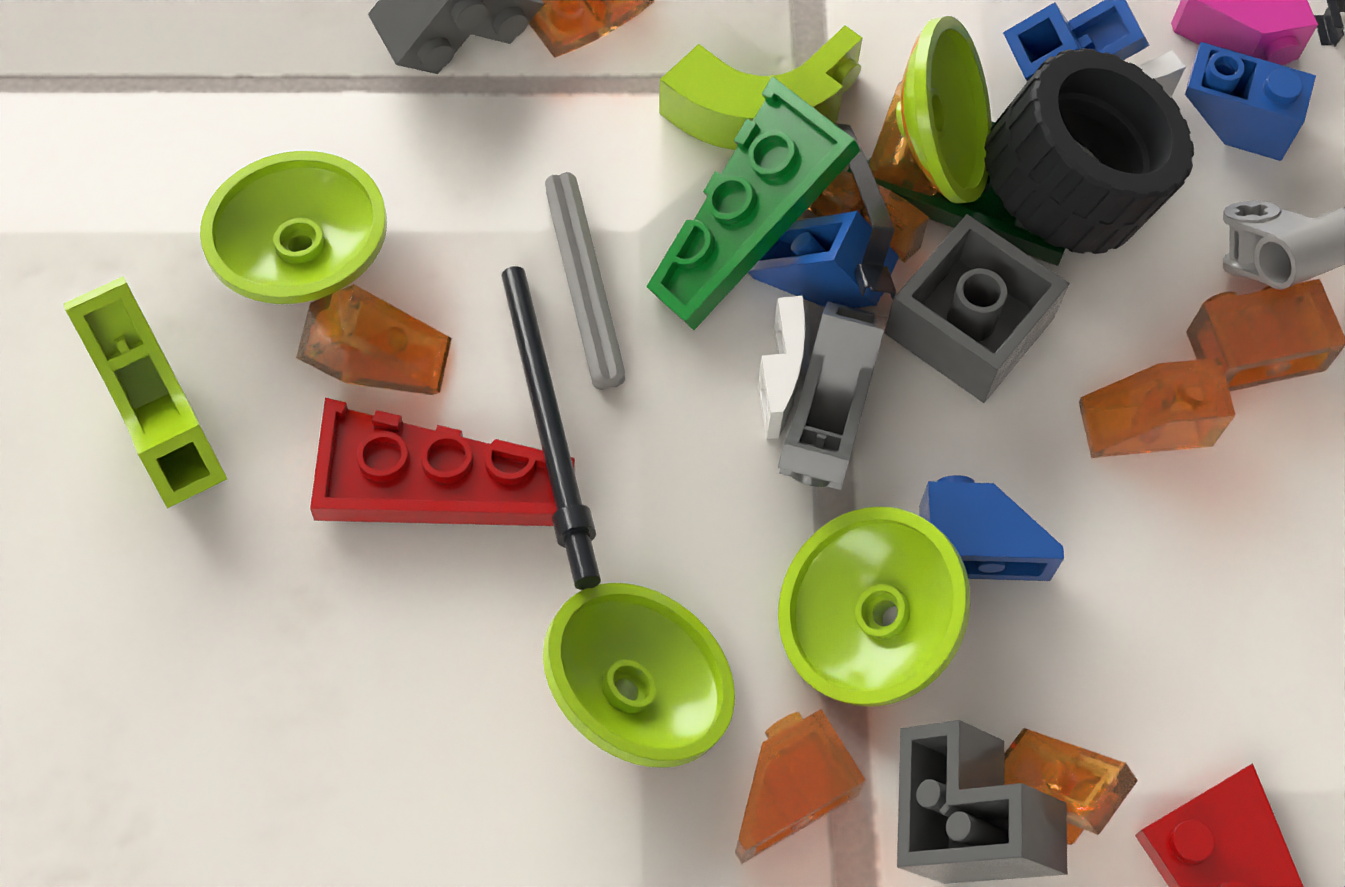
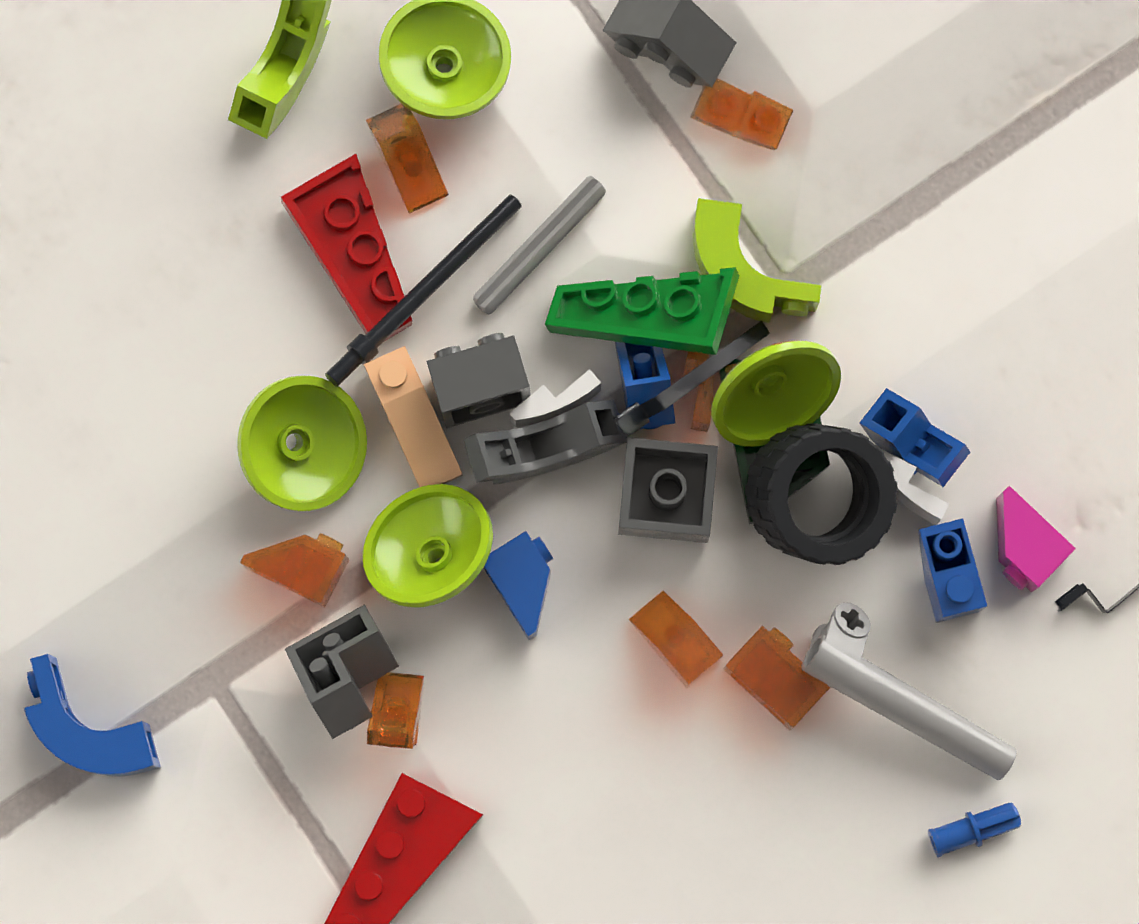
camera: 60 degrees right, 15 degrees up
(690, 532) = (413, 418): none -> light nougat slope
(706, 418) = (479, 379): none -> dark grey brick

